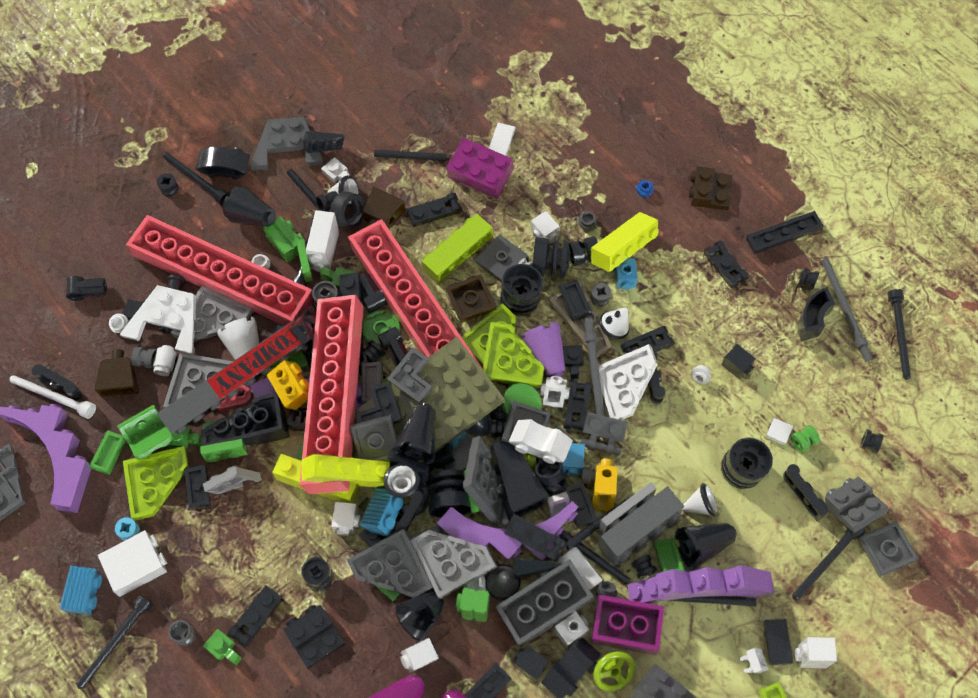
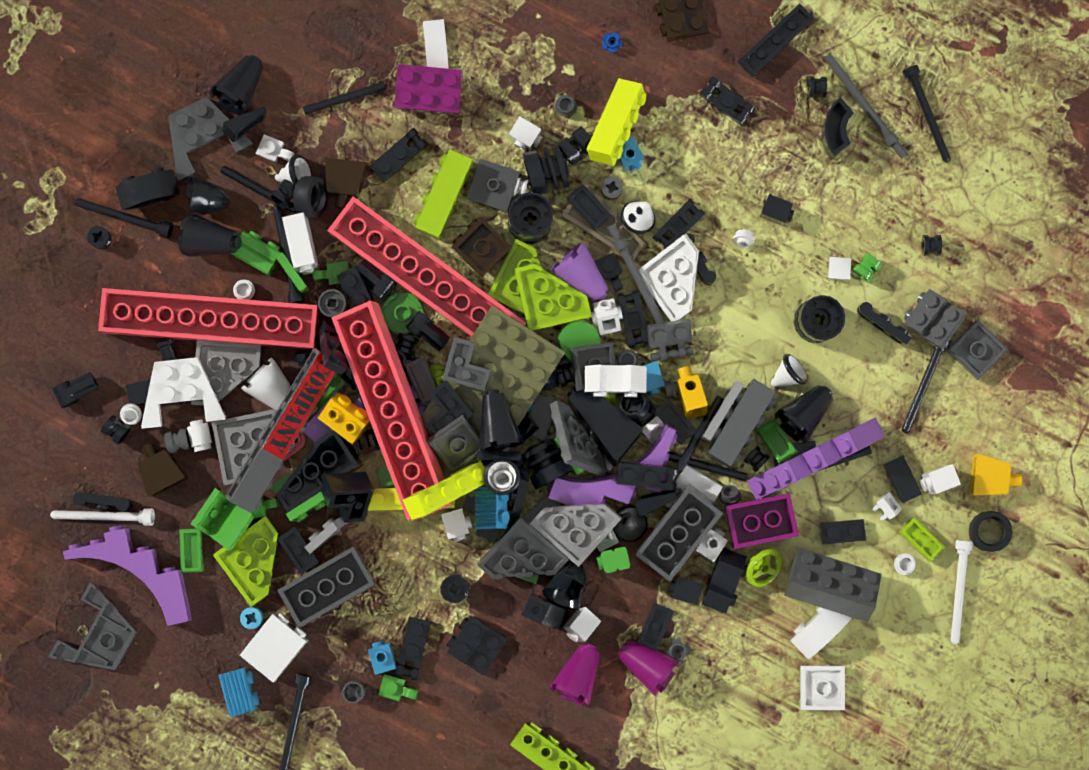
camera: 20 degrees left, 20 degrees up
(100, 331) = (115, 429): none -> black wheel
(204, 526) = (326, 587): none -> dark grey brick
(222, 611) = (382, 657): none -> dark azure brick
(263, 448) = (349, 494): none -> black brick
(265, 182) = (205, 196): none -> black helmet
(331, 114) = (238, 85): none -> black cone
(387, 624) = (545, 612): none -> black slope
(703, 669) = (843, 531): none -> black plate
(868, 673) = (992, 476): none -> yellow torso

